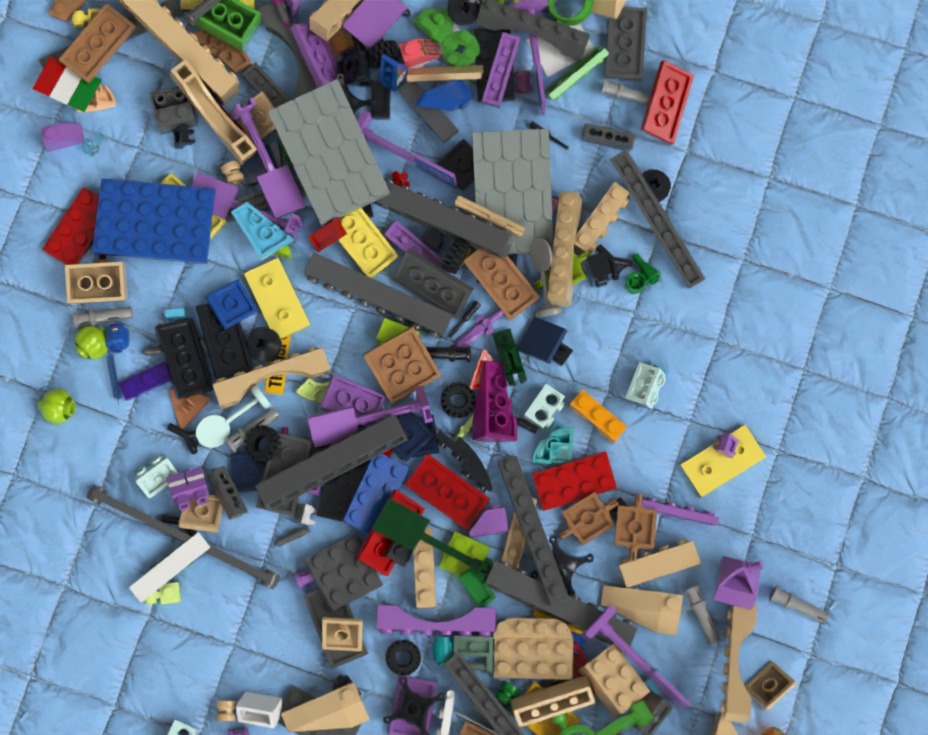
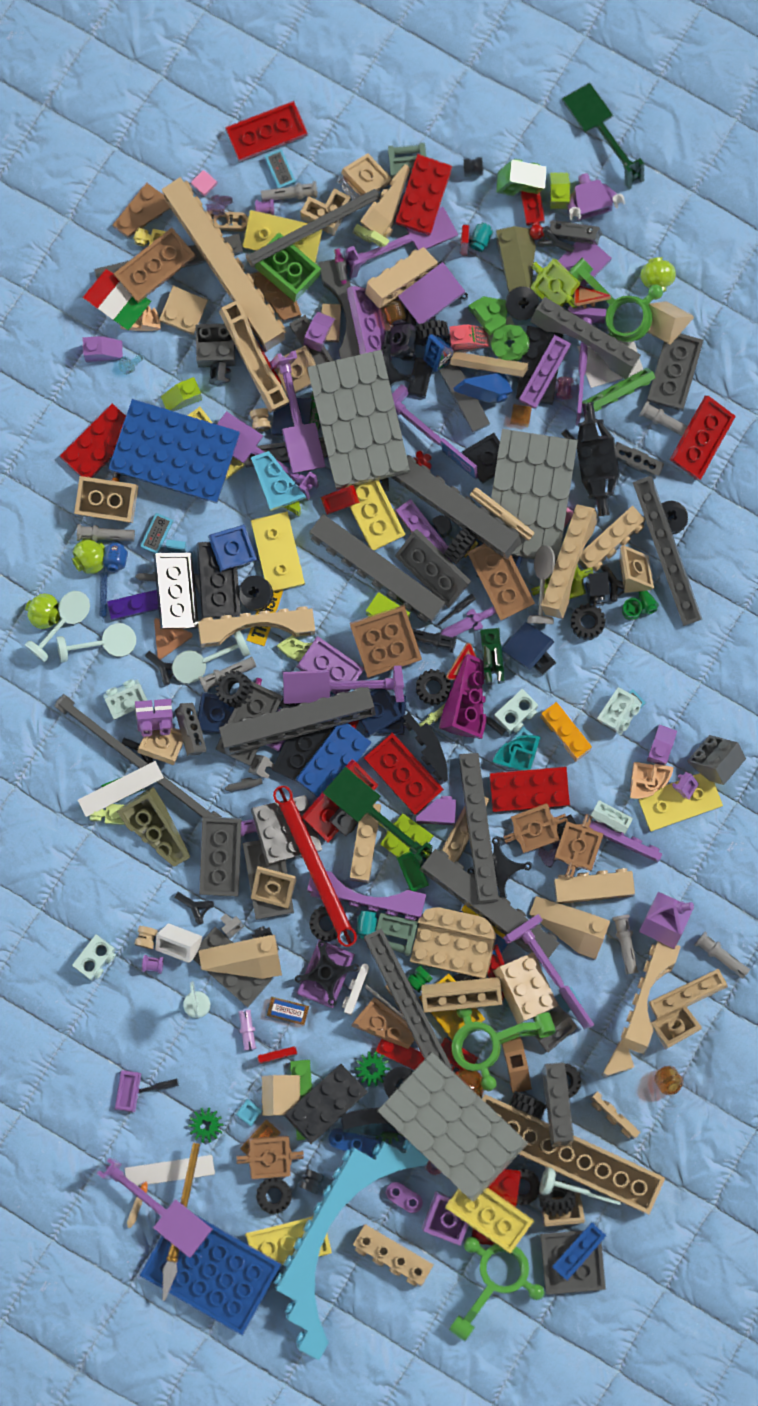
camera: 15 degrees right, 0 degrees up
(84, 398) = (72, 609): none -> light aqua piece
(134, 82) = (183, 310): none -> tan plate
(136, 420) = (117, 641): none -> light aqua piece
(150, 164) = (182, 395): none -> lime slope
(154, 306) = (156, 533): none -> tile
(210, 595) = (153, 823): none -> olive wedge
(268, 668) = (195, 906): none -> black piece
(271, 75) = (318, 331): none -> medium lavender slope
(281, 65) = (333, 311): none -> tan tile
(283, 613) = (220, 856): none -> dark grey plate
(309, 680) = (231, 926): none -> light grey tile
(379, 603) = (315, 866): none -> red piece
(486, 117) = (520, 415): none -> clear orange plate
(570, 144) = (597, 459): none -> black plate
(598, 293) = (595, 613): none -> black tyre
(607, 545) = (548, 857): none -> clear purple piece
(630, 244) = (635, 570): none -> tan slope
(661, 491) = (613, 818): none -> light aqua bracket
(688, 446) = (648, 779): none -> light nougat brick
(694, 410) = (662, 745): none -> medium lavender slope
(751, 412) = (717, 759): none -> dark grey slope
(774, 651) = (688, 994): none -> tan tile

